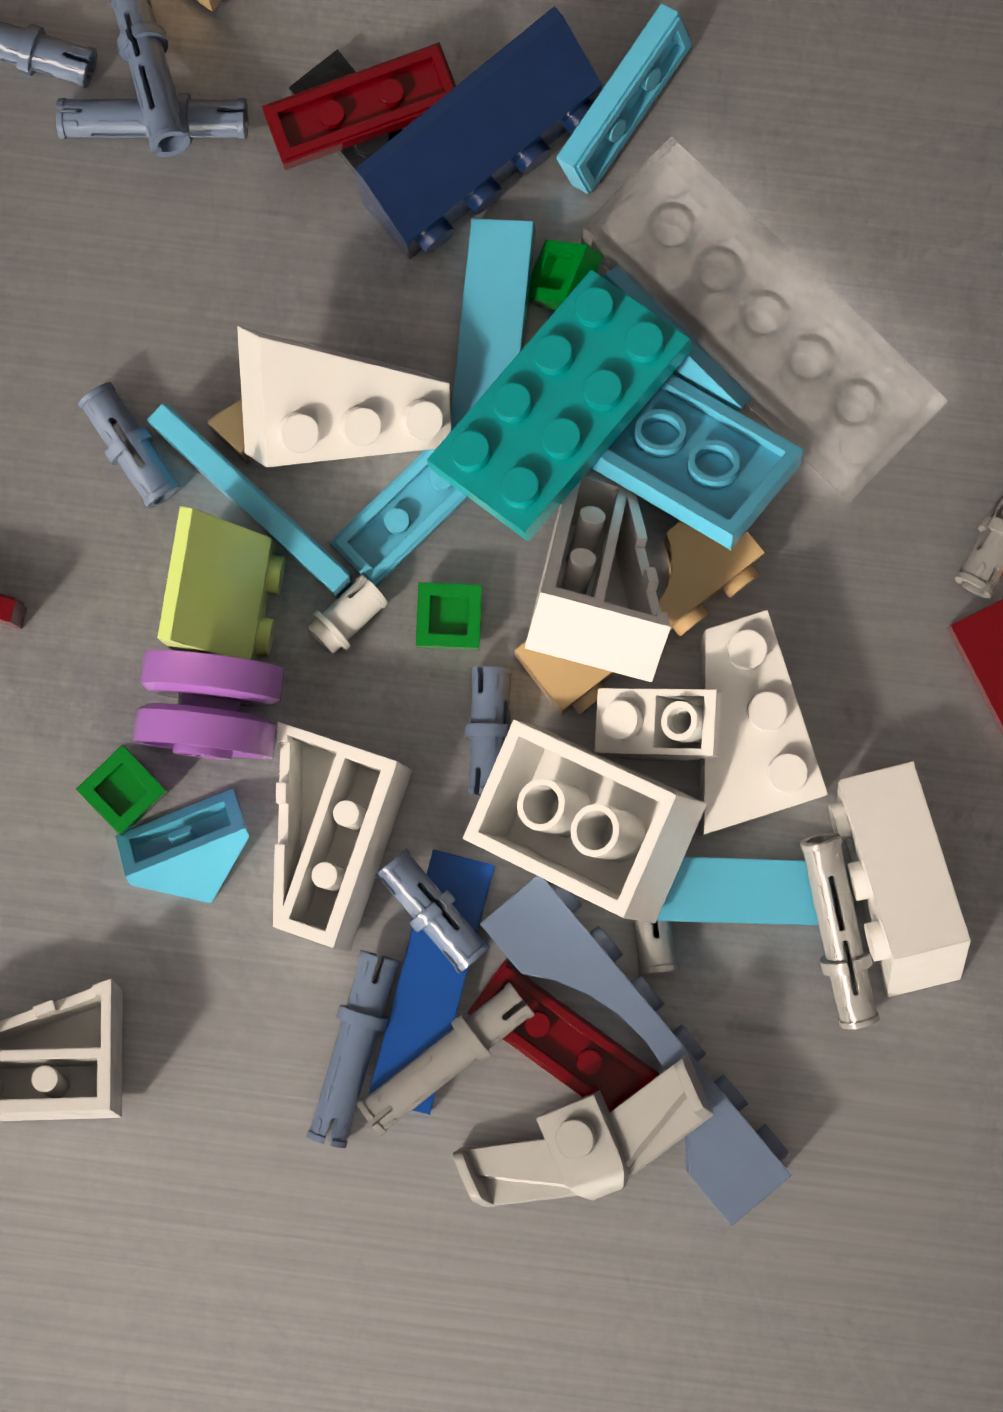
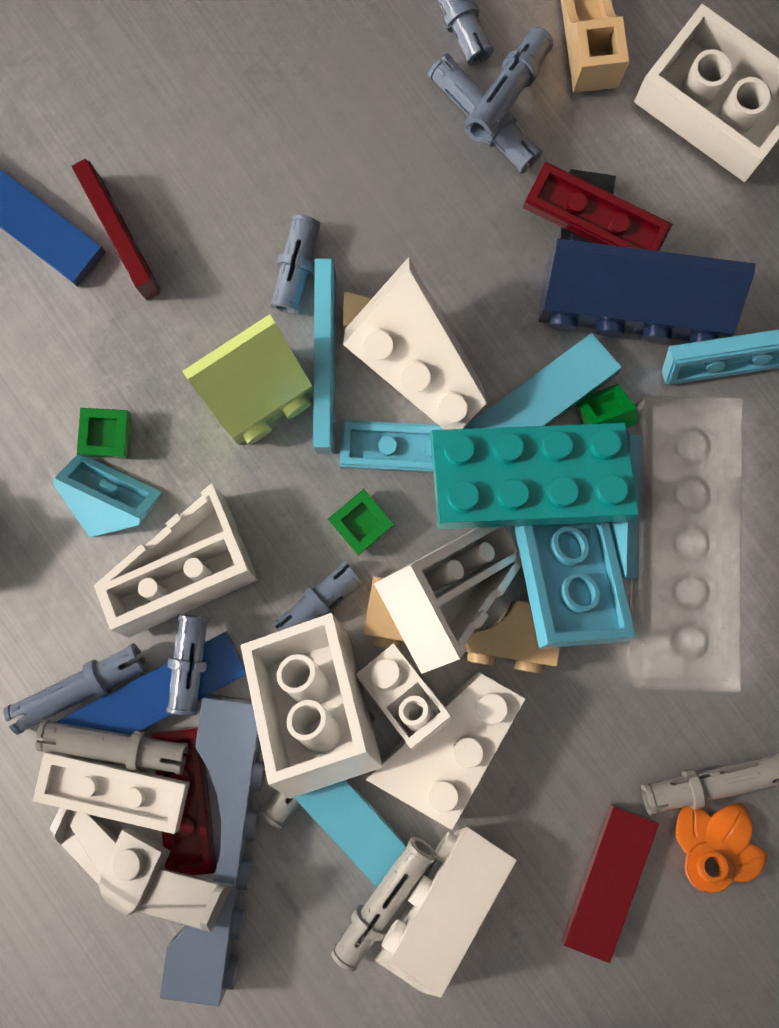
camera: 50 degrees right, 0 degrees up
(209, 700) = (182, 440): medium lavender wheel -> none
(346, 615) = (310, 466): white pin -> none
(488, 1098) = (111, 792): none -> white plate

